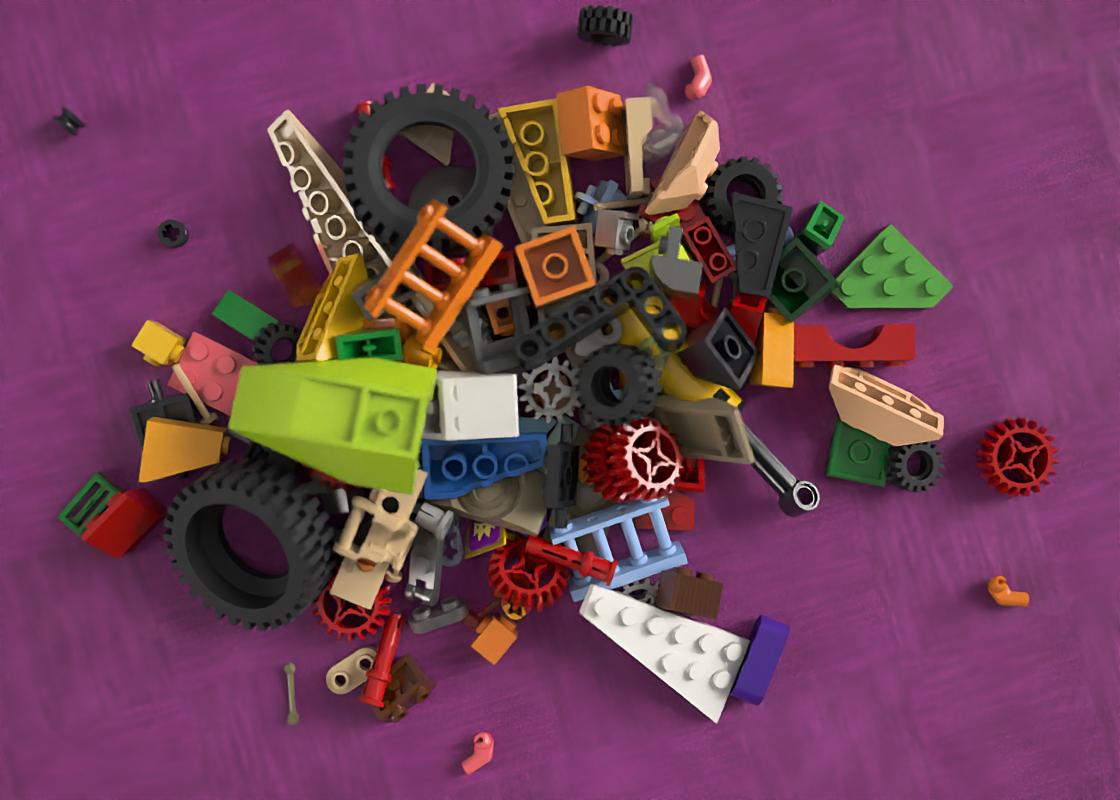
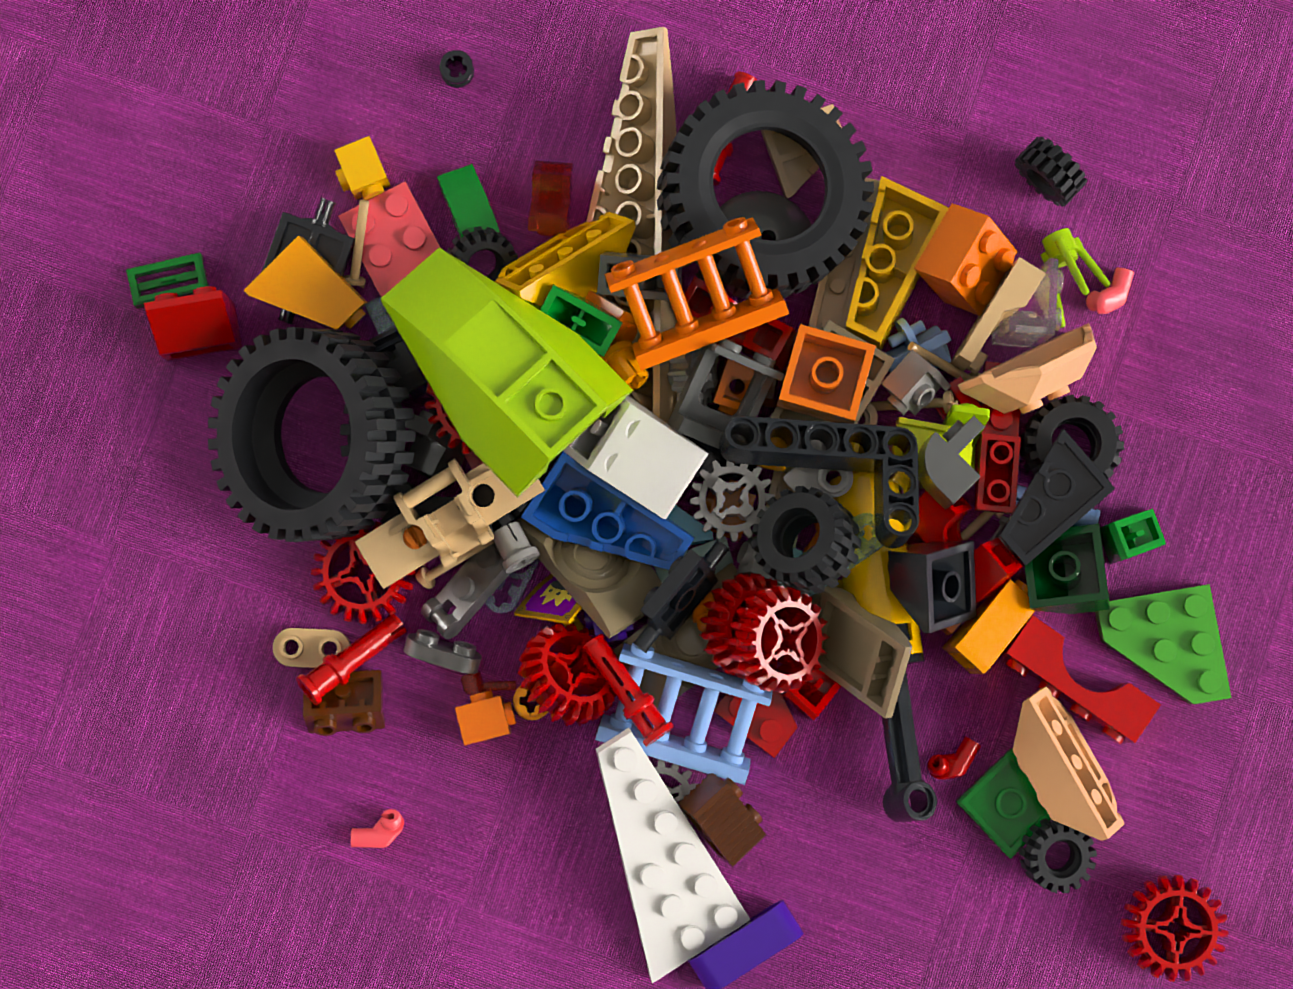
camera: 25 degrees right, 5 degrees down
(293, 716) = (212, 652): olive hinge -> none
(649, 71) = (1065, 248): none -> lime plant
(809, 452) = (954, 764): none -> red arm

